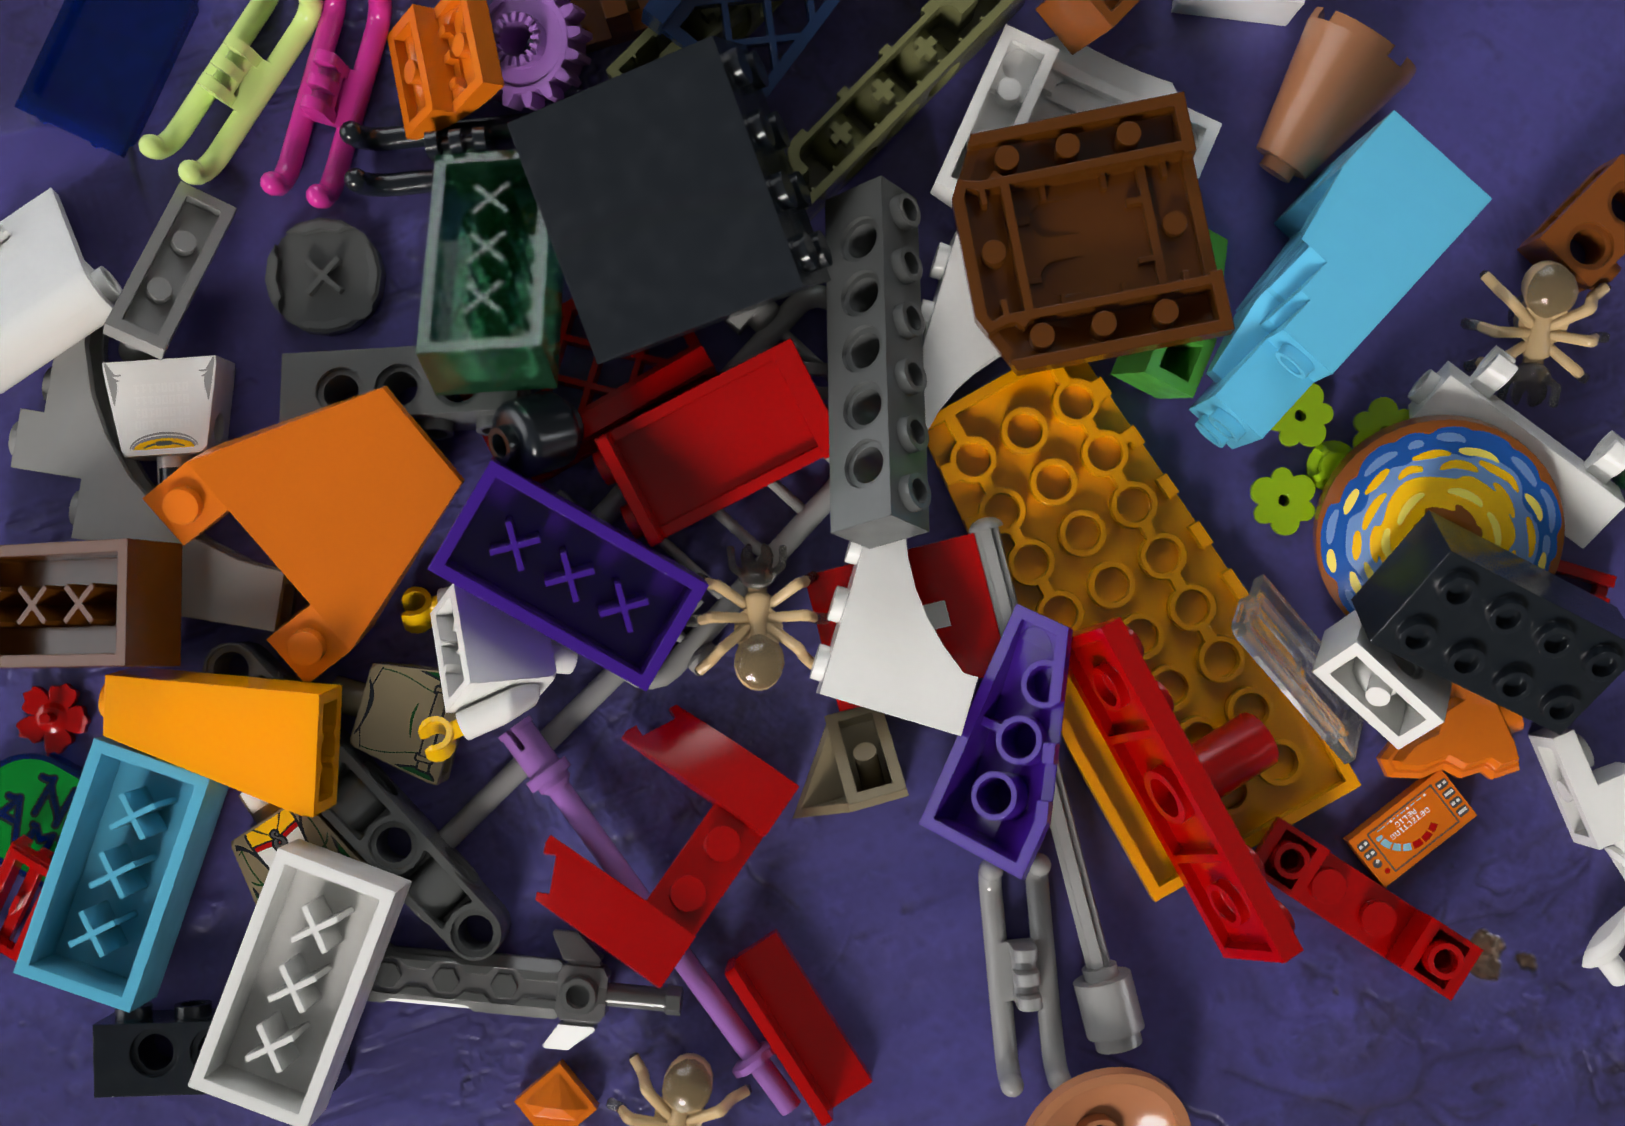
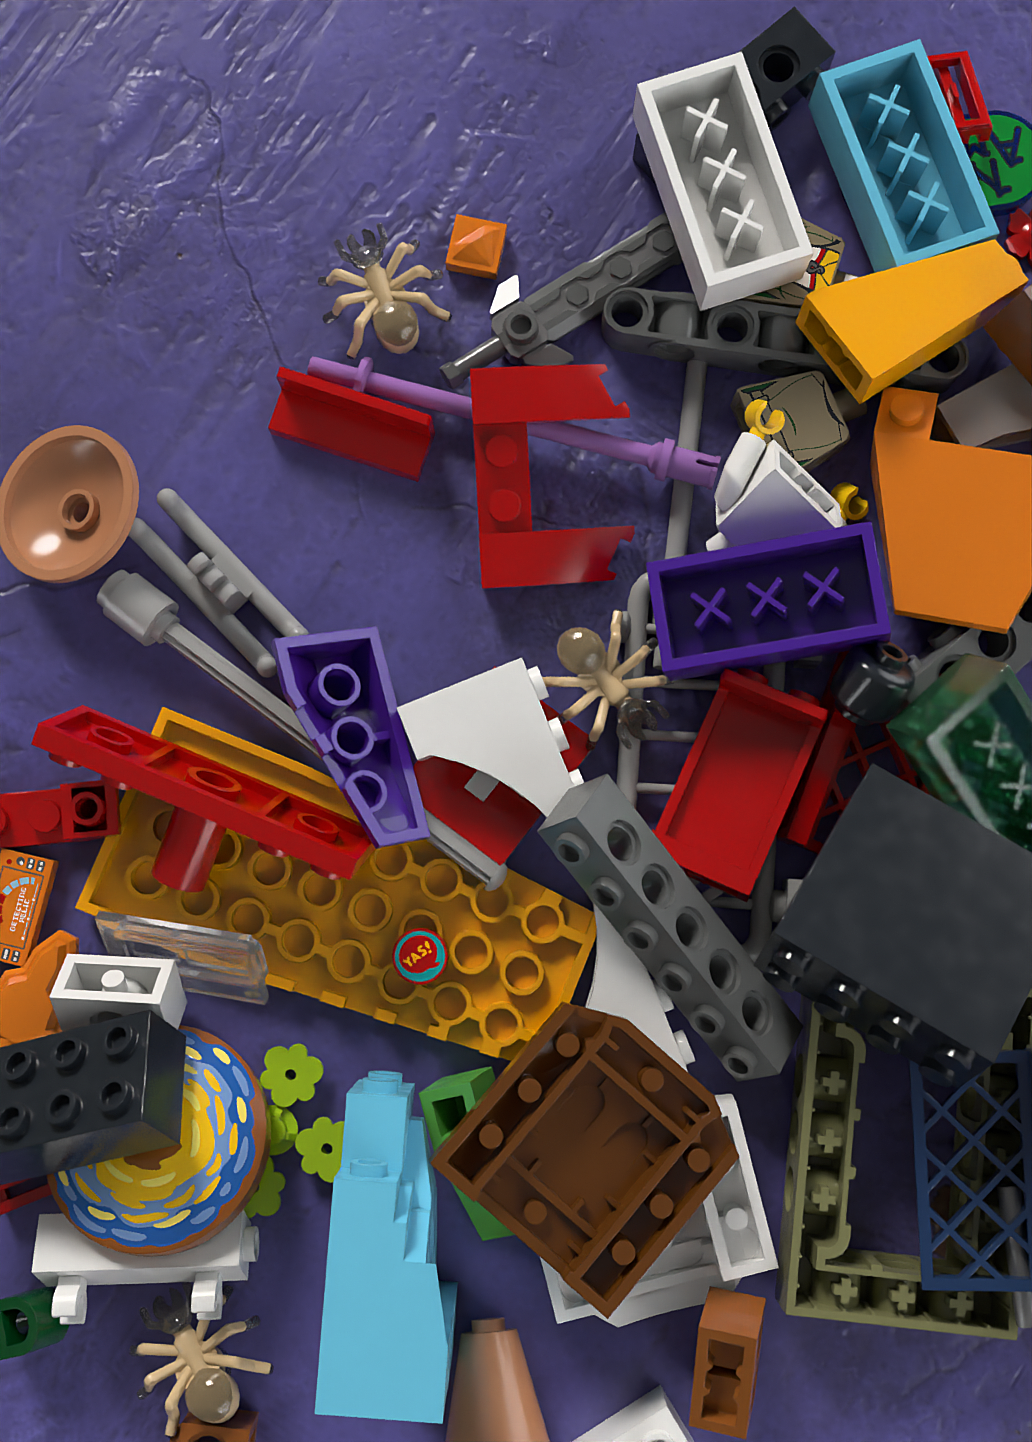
camera: 145 degrees right, 5 degrees down
(852, 766) = (453, 632): dark tan slope -> none
(1100, 511) = (420, 956): none -> red tile

